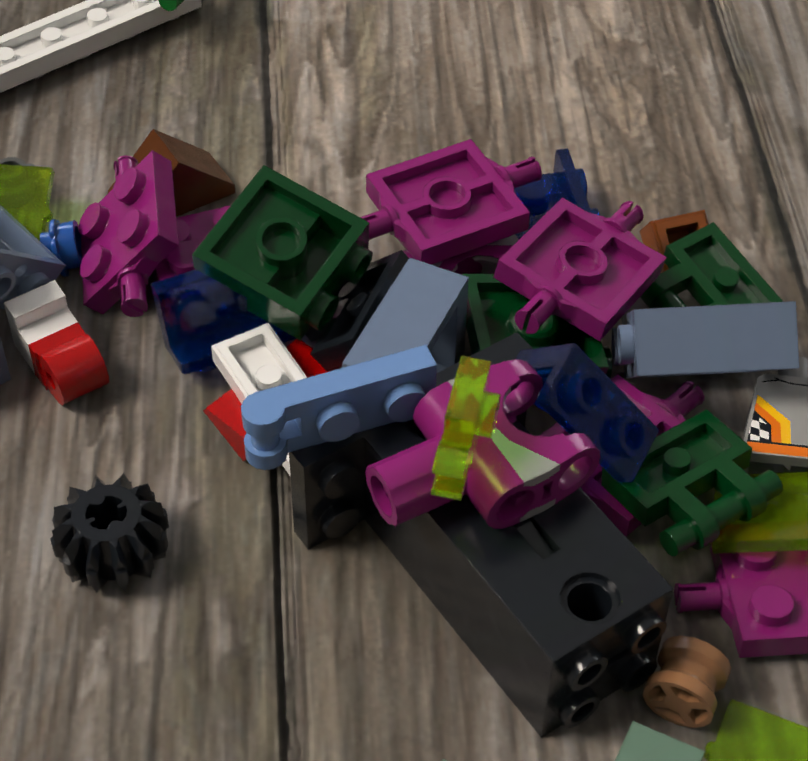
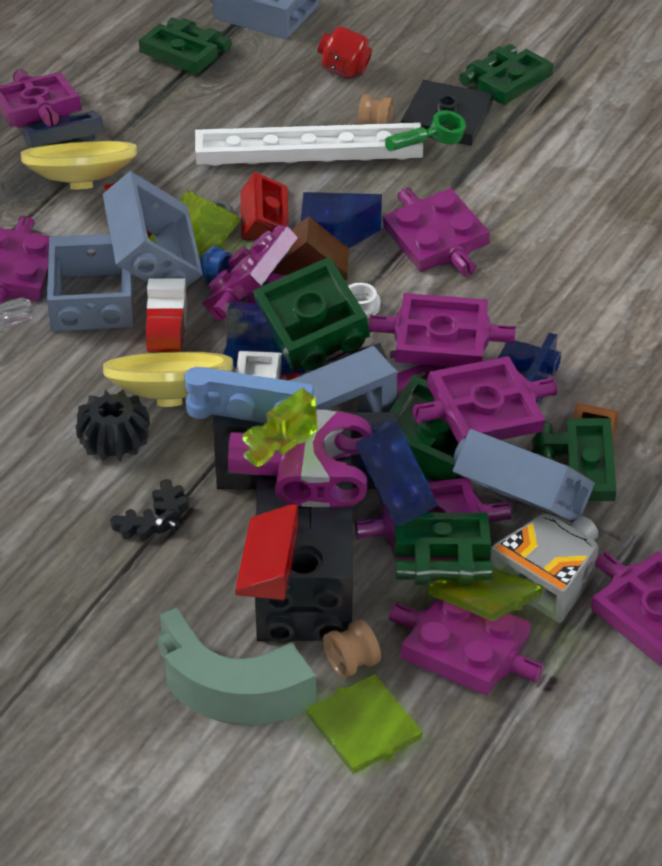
camera: 35 degrees right, 5 degrees down
(57, 140) = (262, 206): none -> red slope
(135, 420) = (161, 373): none -> light yellow dish
(180, 108) = (345, 215): none -> clear blue slope
(264, 649) = (167, 504): none -> black animal
(296, 86) = (436, 230): none -> magenta plate
(556, 616) = (268, 554): none -> red slope

